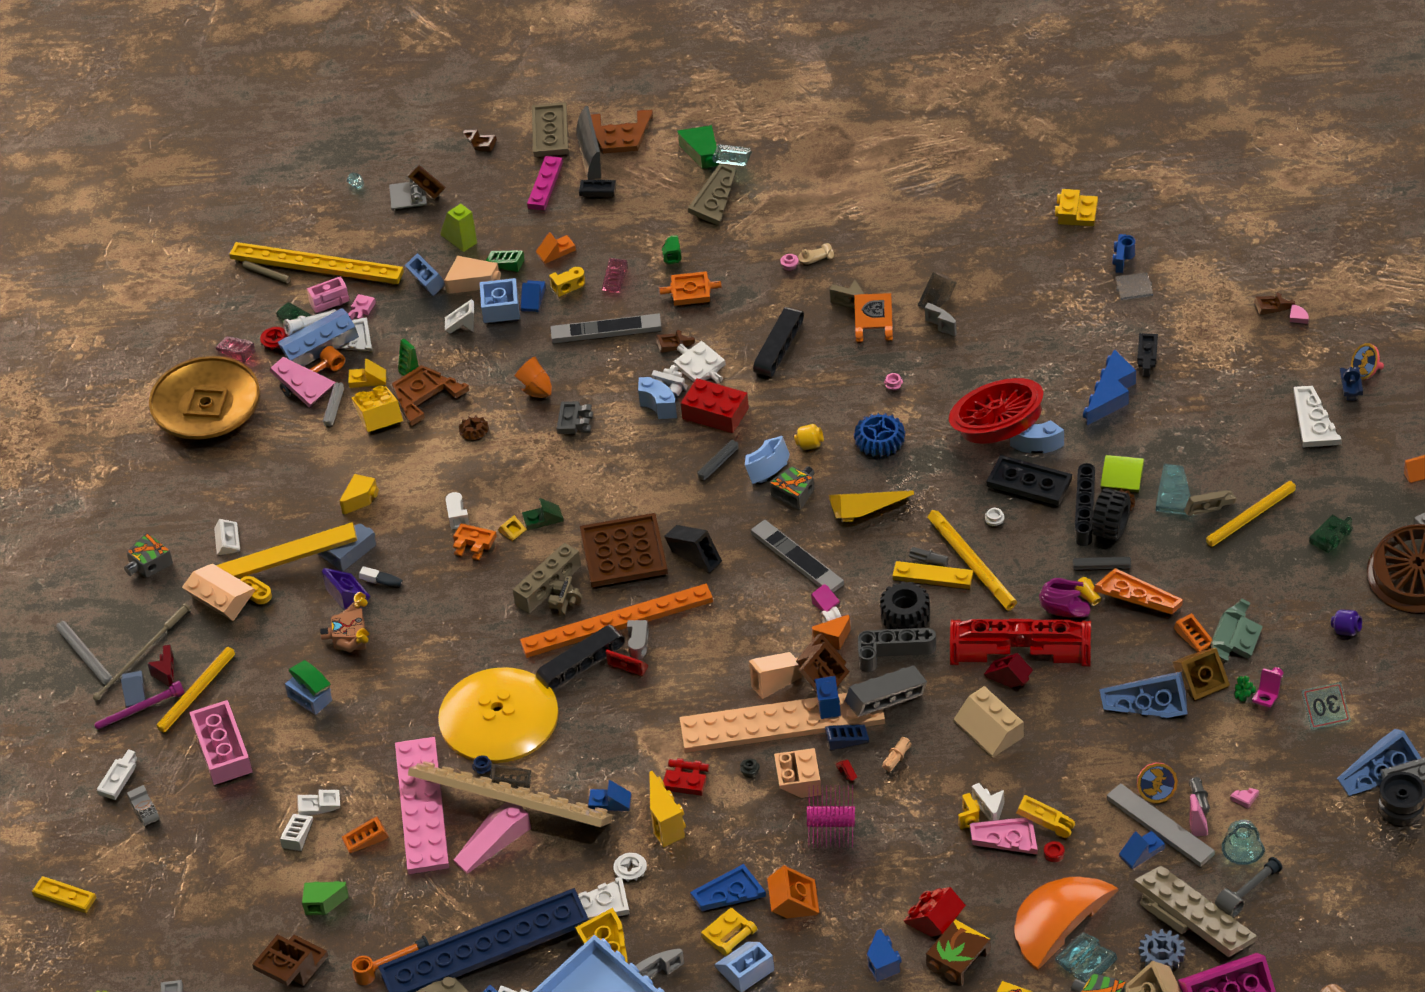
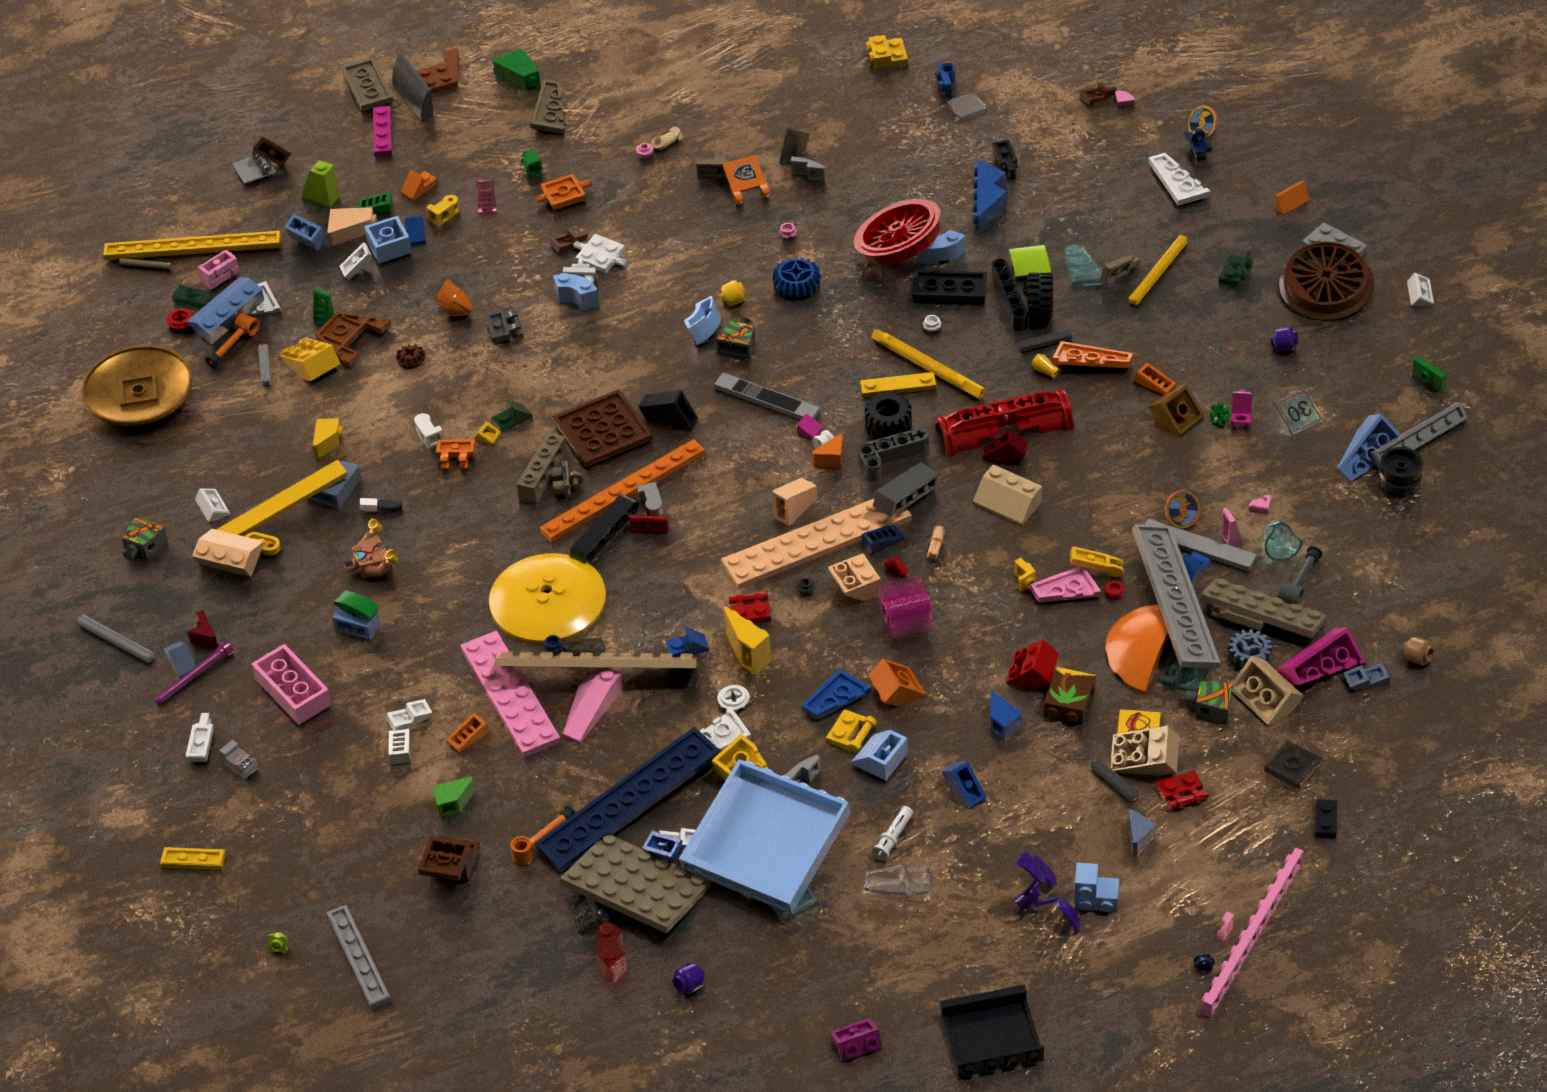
camera: 20 degrees left, 0 degrees up
(167, 626) = (189, 594): dark tan piece -> none
(197, 687) = (242, 645): yellow axle -> none
(243, 355) = (149, 336): clear pink slope -> none
(301, 322) = (203, 298): white pin -> none
(301, 381) = (226, 350): bright pink wing -> none
(342, 587) = (347, 522): dark purple slope -> none
(355, 180) = (198, 166): clear light blue piece -> none
(361, 306) = (254, 272): bright pink plate -> none
(370, 376) = (290, 332): yellow slope -> none
(480, 142) = (303, 109): reddish brown slope -> none
(597, 188) = (435, 125): black plate -> none
(606, 328) = (498, 243): tile -> none
(714, 405) = (632, 285): red brick -> none
(717, 460) = (655, 332): dark grey axle -> none
(731, 155) = (552, 70): clear light blue plate -> none
(778, 342) = (666, 219): black beam -> none
(821, 661) = (838, 482): reddish brown bracket -> none
(828, 697) = (856, 506): blue slope -> none
(857, 505) = (804, 340): yellow wedge -> none
(928, 557) = (888, 370): dark grey axle -> none
(989, 804) = (1041, 564): white slope -> none
(1061, 598) = (1024, 377): magenta hair -> none
(1105, 876) = (1176, 596): none -> light grey plate
(1152, 696) = (1141, 440): medium blue wedge -> none
(1201, 794) = (1218, 507): dark grey axle -> none
(1236, 632) = (1192, 369): sand green plate -> none

